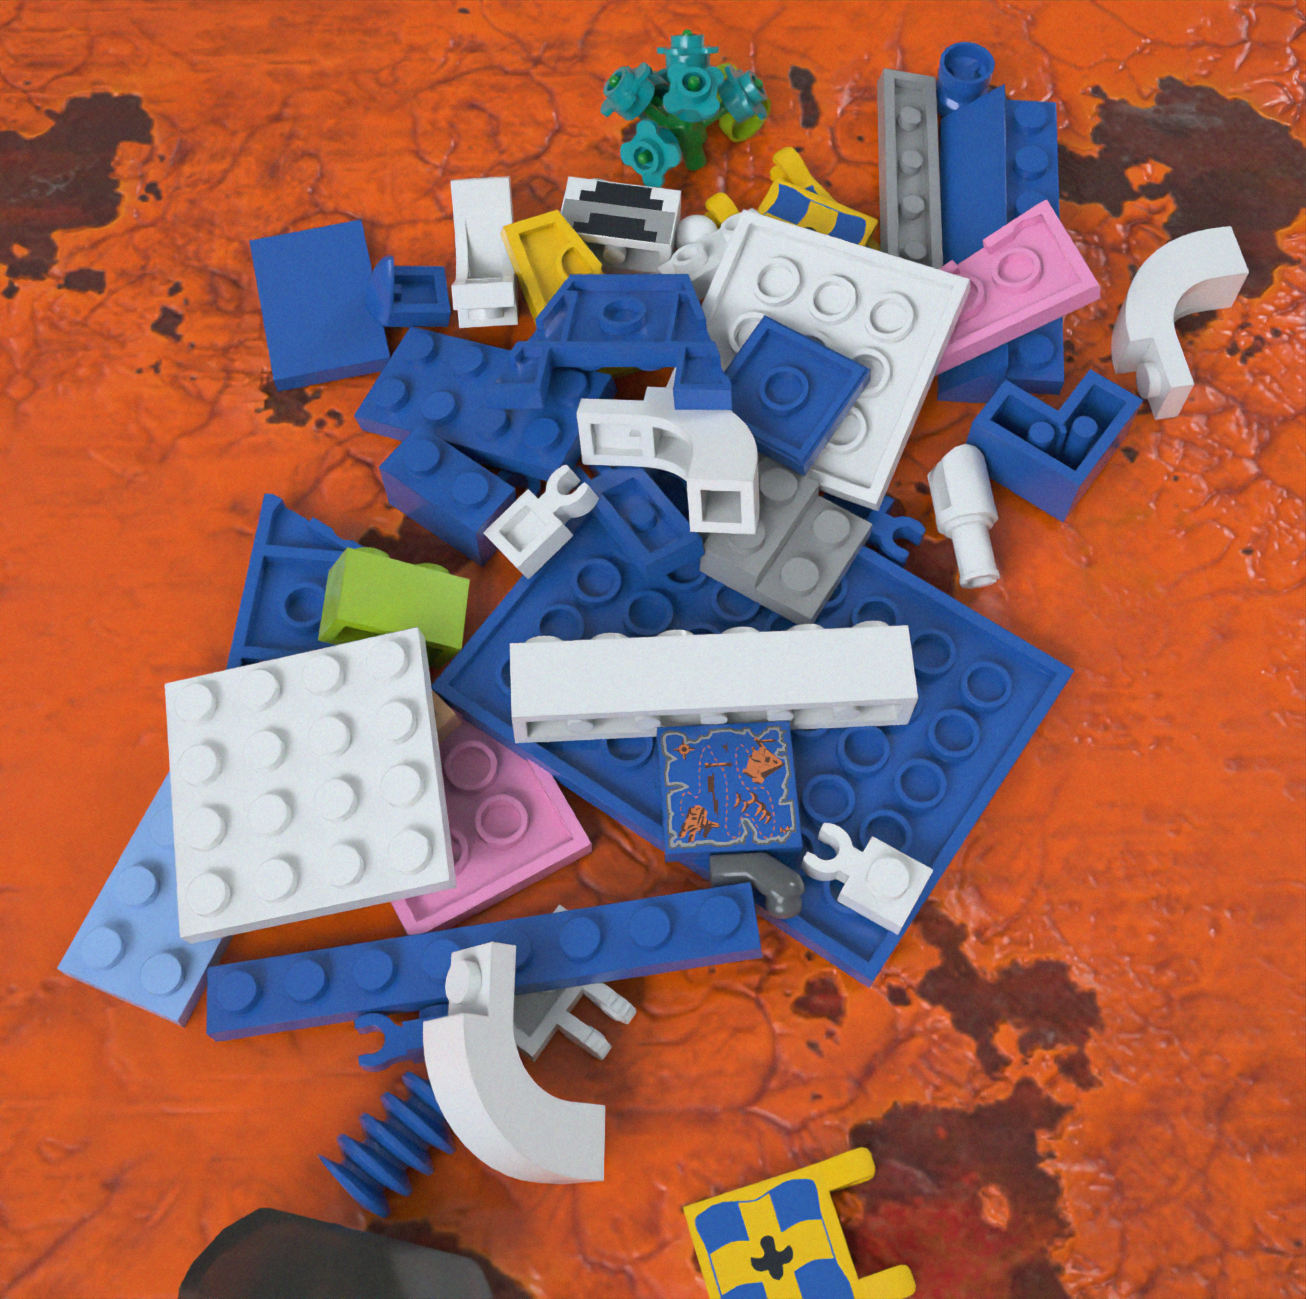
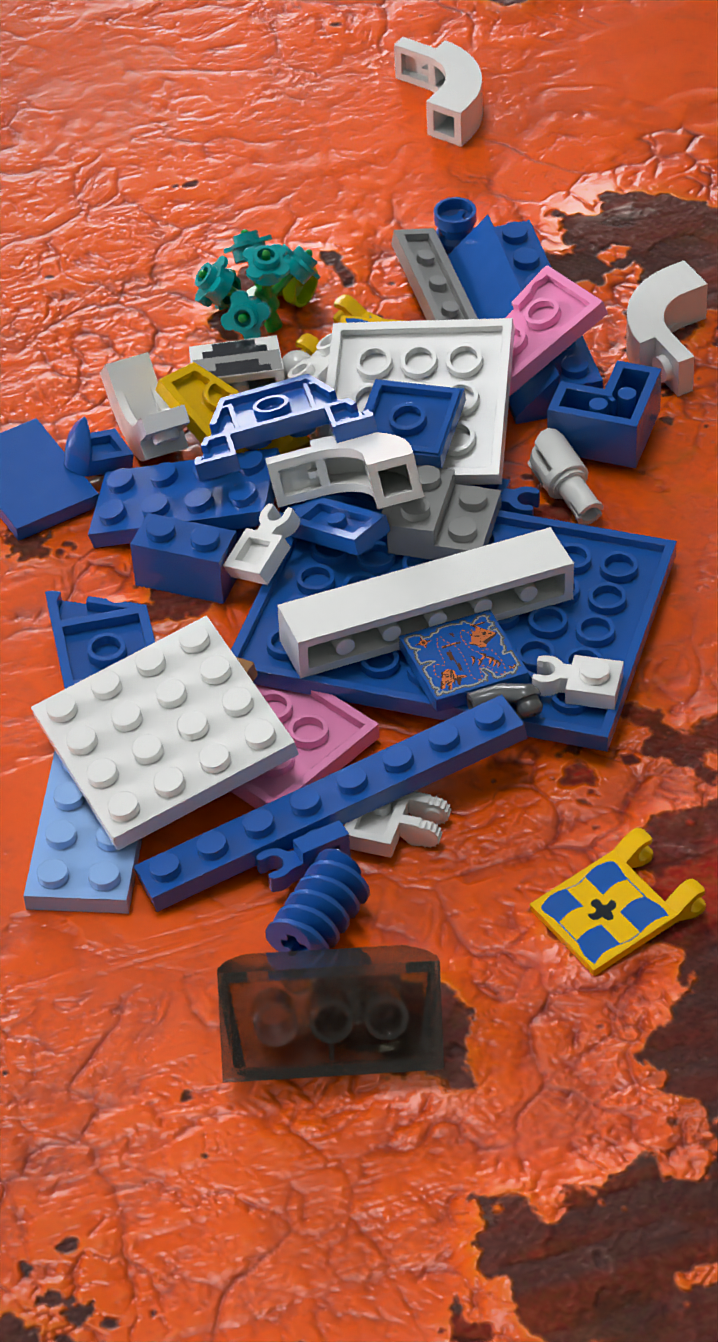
camera: 15 degrees left, 20 degrees down
(381, 595) = (161, 610): lime brick -> none
(489, 1092) = (378, 851): white arch -> none

